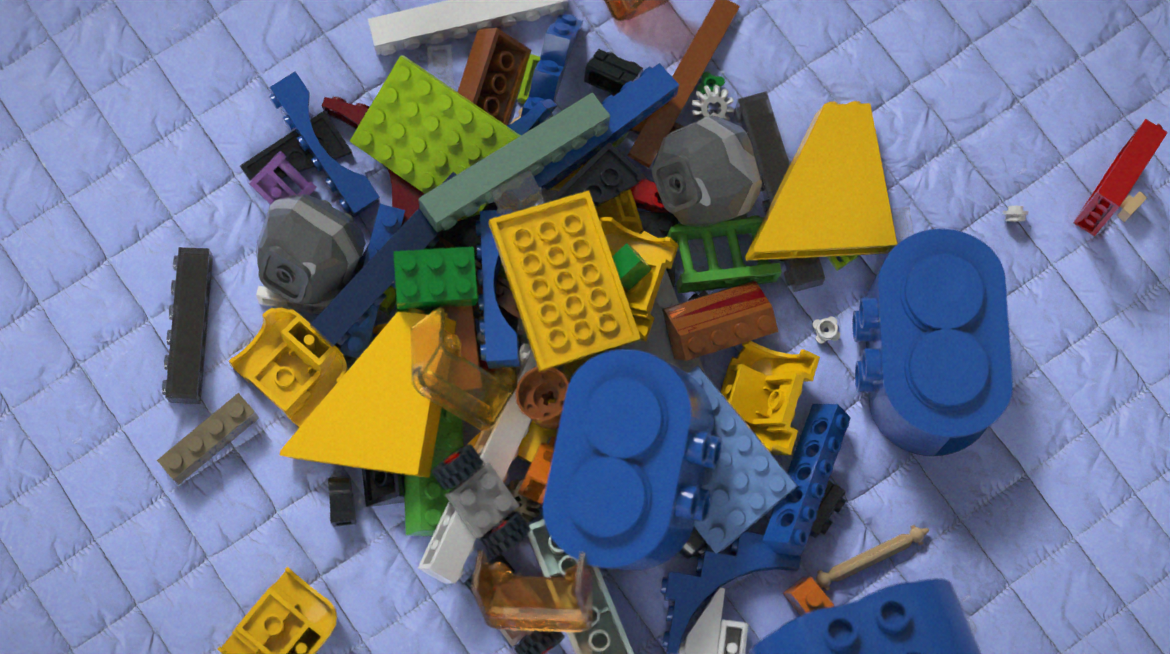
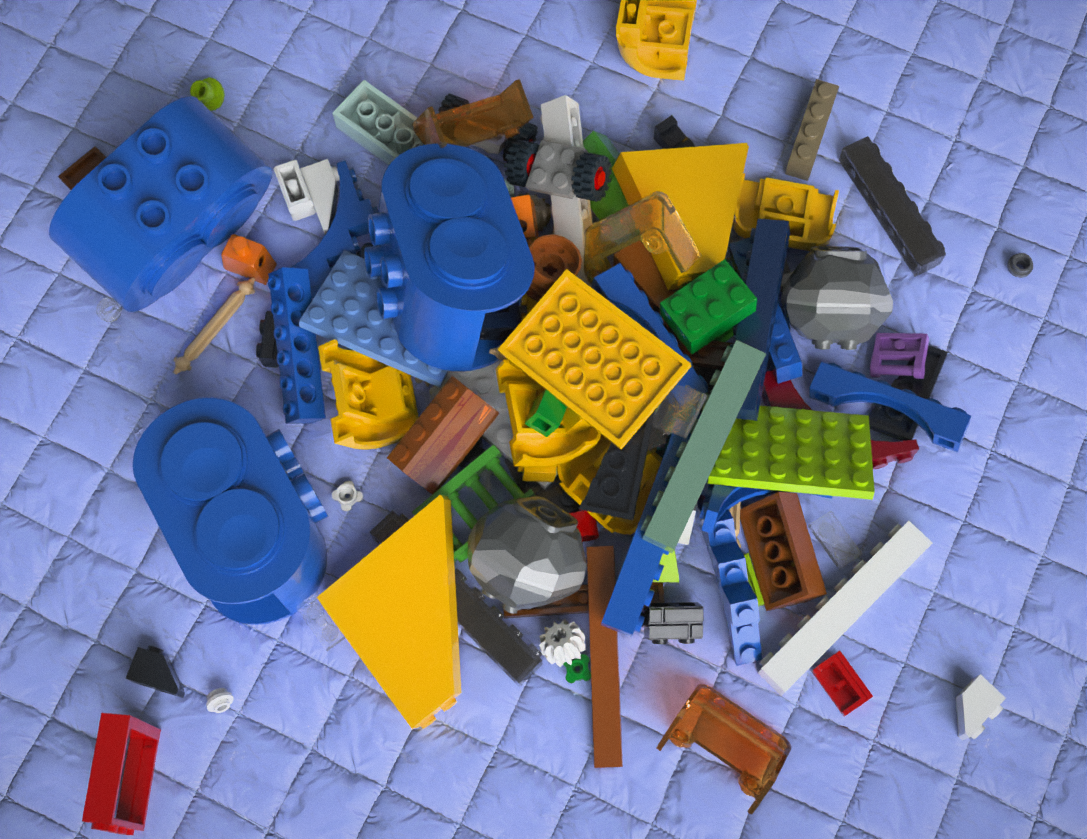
camera: 155 degrees right, 5 degrees down
(114, 204) = (1022, 259): none -> dark grey plate
(1058, 263) = (154, 671): none -> black slope

